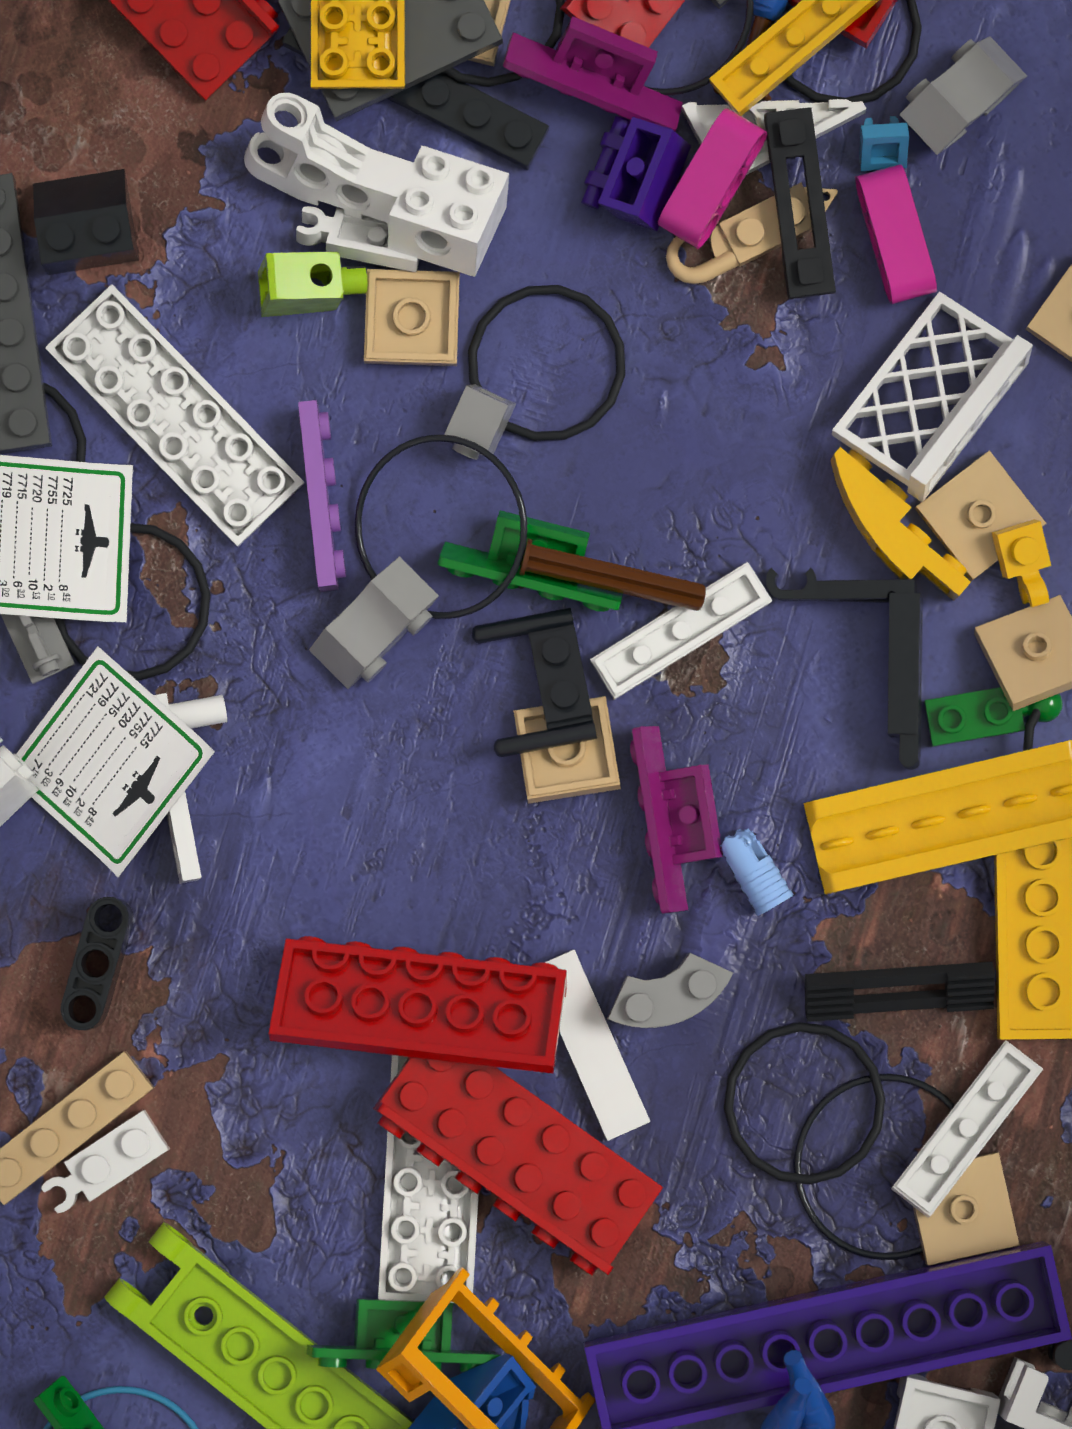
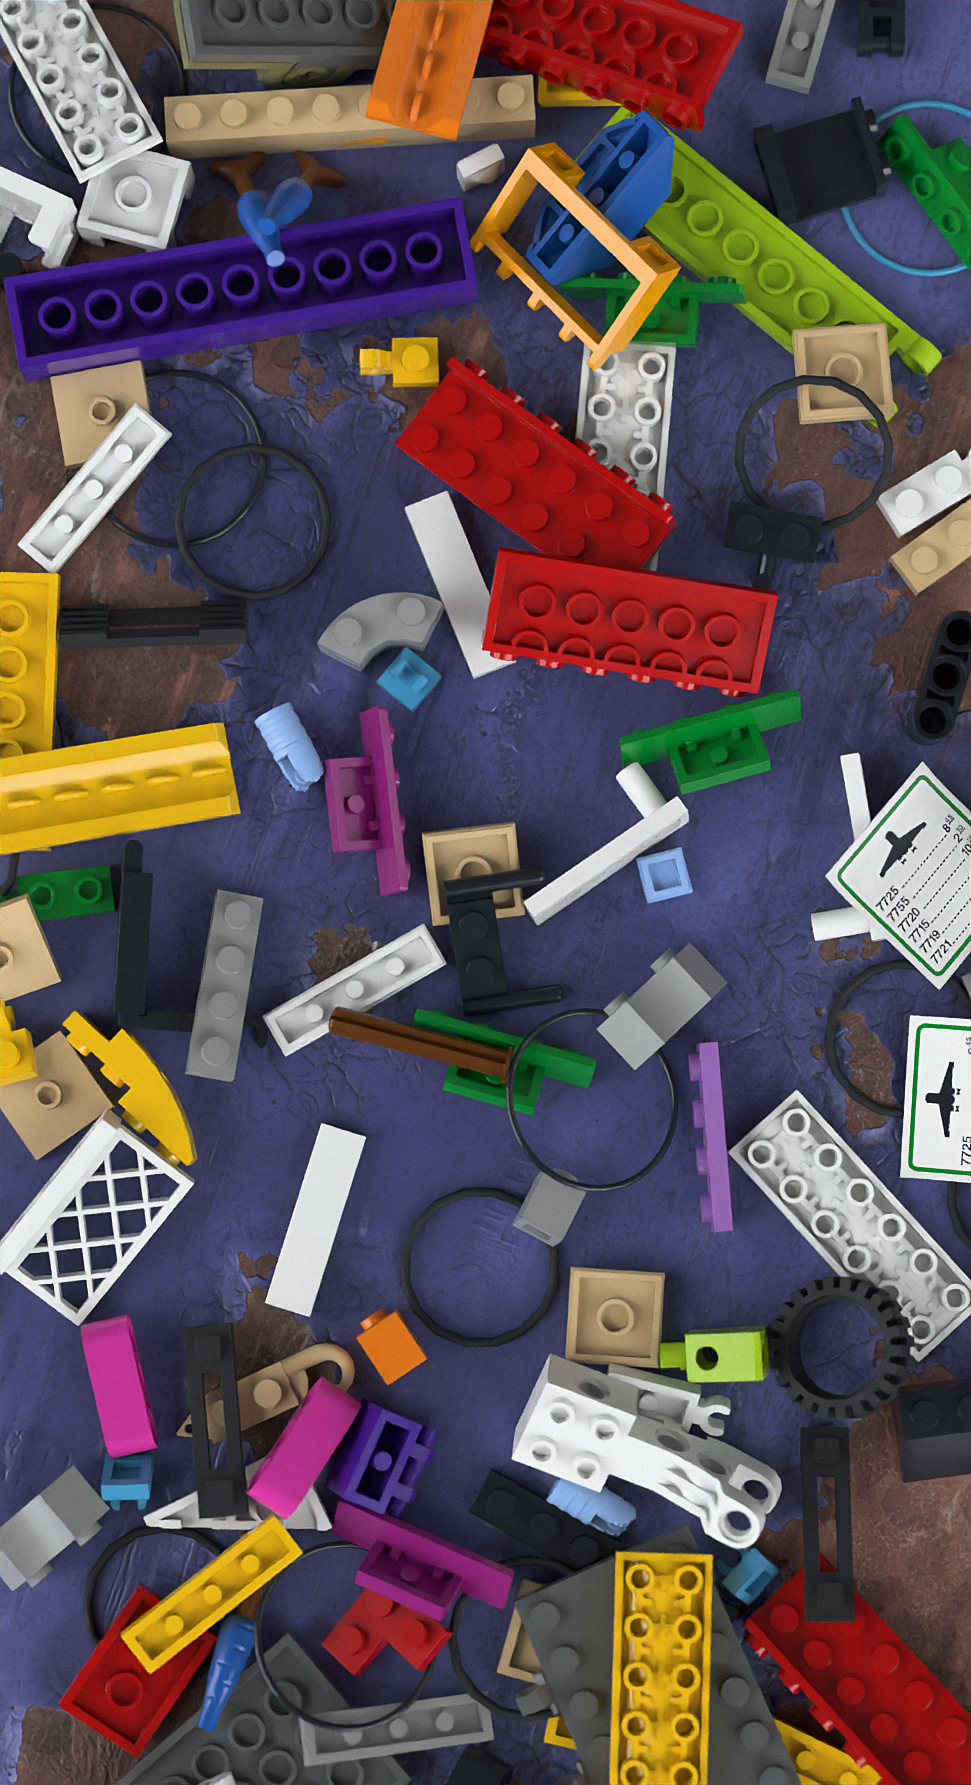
camera: 175 degrees left, 0 degrees up
(198, 56) = (827, 1594): none -> black container
(206, 1272) = (851, 354): none -> tan plate
(234, 1259) = (845, 387): none -> black piece
(236, 272) = (788, 1352): none -> black tyre
(273, 73) = (750, 1575): none -> dark azure tile
(274, 1105) = (771, 535): none -> black plate
(326, 886) = (715, 744): none -> green bracket
(375, 755) = (664, 875): none -> light blue tile
(380, 809) = (659, 821): none -> white piece
(417, 130) = (598, 1509): none -> light blue hinge
(631, 282) = (390, 1344): none -> orange brick
(639, 945) = (409, 679): none -> dark azure tile
(649, 1274) = (410, 362): none -> yellow plate
(710, 403) = (315, 1219): none -> white tile
(811, 627) = (224, 986): none -> light grey plate

